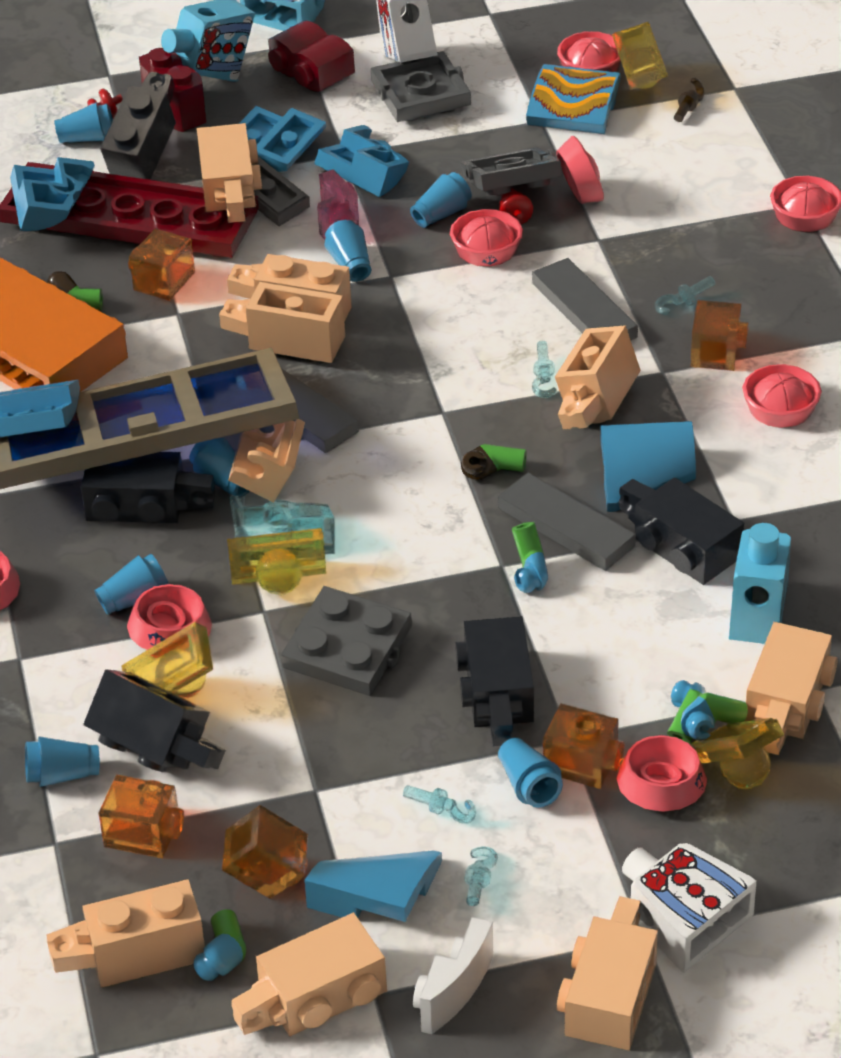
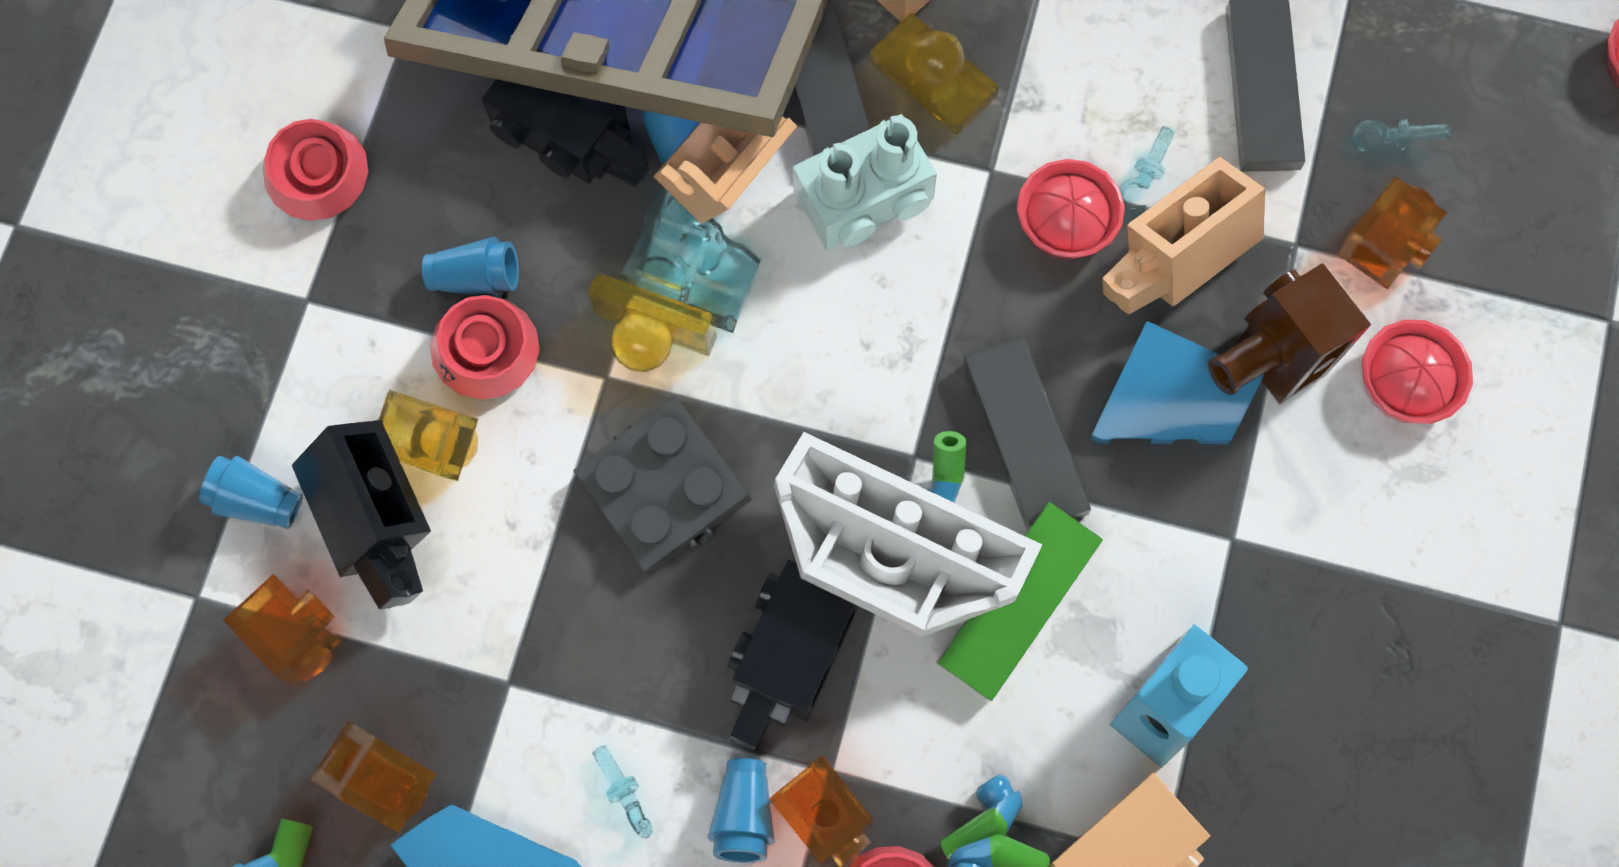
camera: 30 degrees right, 30 degrees up
(132, 935) = (174, 806): light nougat hinge -> none
(369, 433) = (865, 183): none -> light aqua brick
(370, 374) = (934, 72): none -> clear yellow tile
(490, 458) = (994, 286): arm -> none
(510, 405) = (1070, 209): none -> coral hat
(527, 580) = (895, 542): none -> white wedge
(625, 595) = (994, 642): none -> bright green tile
(683, 527) = (1150, 534): black hinge -> none
(697, 388) = (1292, 335): none -> reddish brown brick

